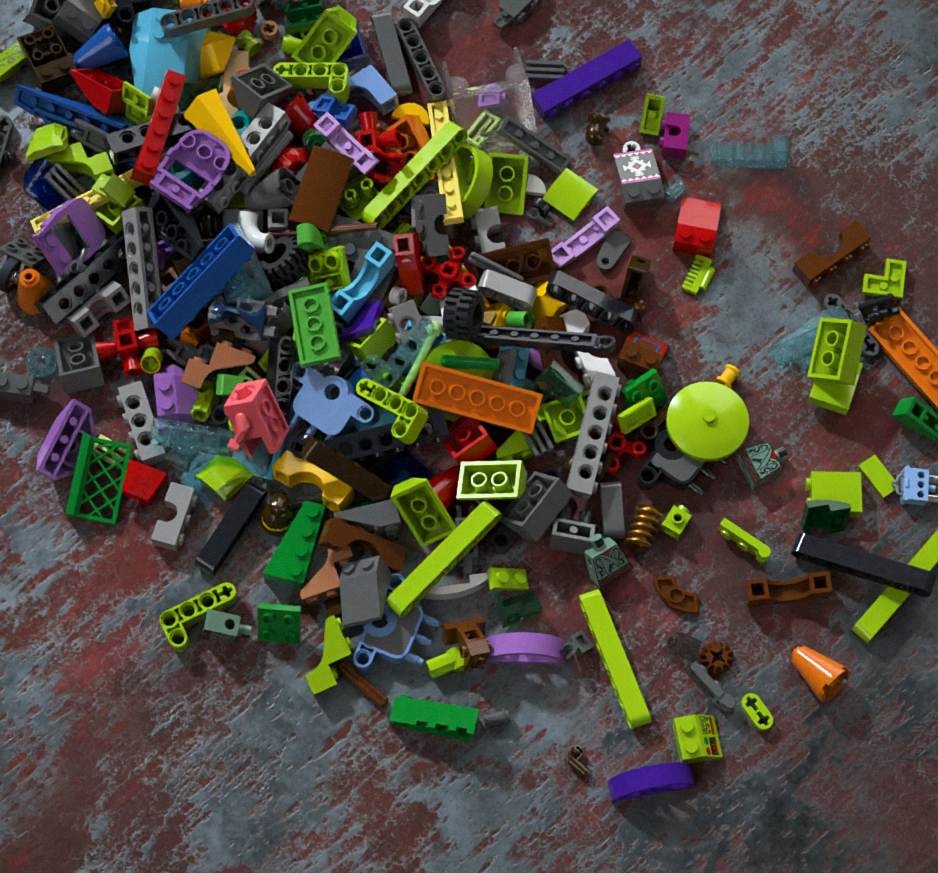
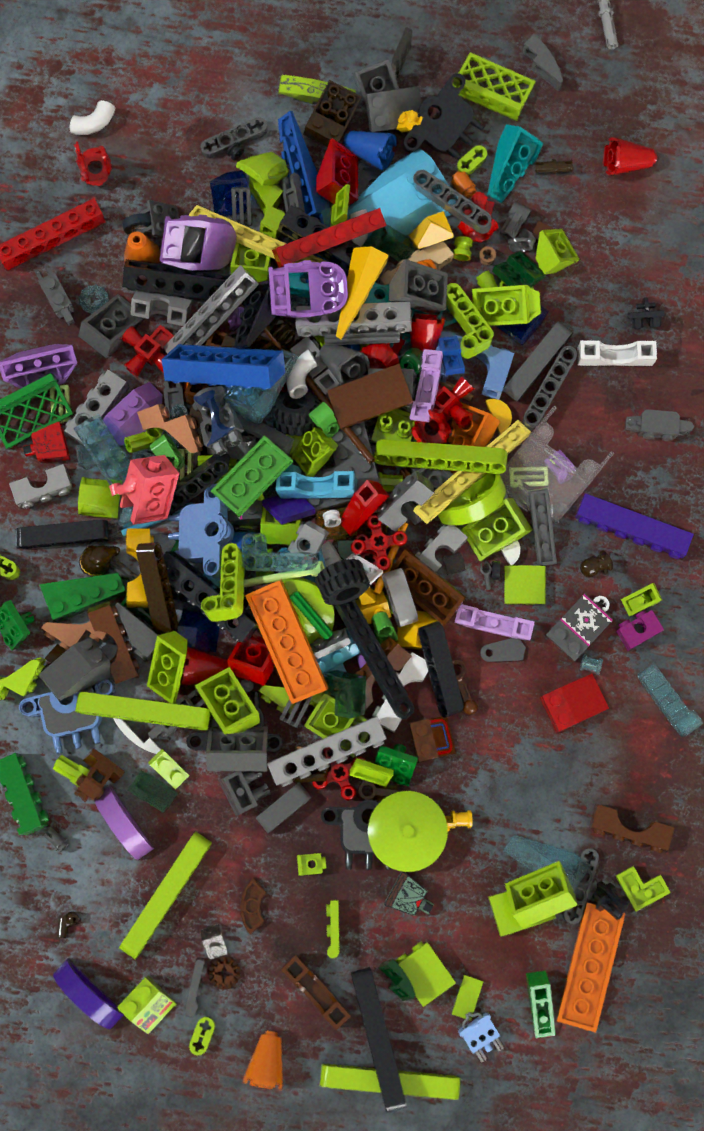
camera: 55 degrees right, 10 degrees up
(78, 266) = (175, 269): dark grey hand -> none
(113, 189) = (258, 245): lime slope -> none
(151, 360) = (149, 376): lime wheel -> none
(298, 443) = (161, 537): black wheel -> none
(362, 683) = (12, 721): reddish brown axle -> none
(487, 264) = (408, 569): dark grey axle -> none
(544, 68) = (623, 483): dark grey tile -> none
(577, 644) = (156, 859): dark grey plate -> none
(605, 560) = (237, 834): sand green torso -> none
(636, 273) = (496, 685): dark brown torso -> none
(642, 527) = (288, 842): pearl gold piece -> none
(702, 278) = (534, 738): lime piece -> none

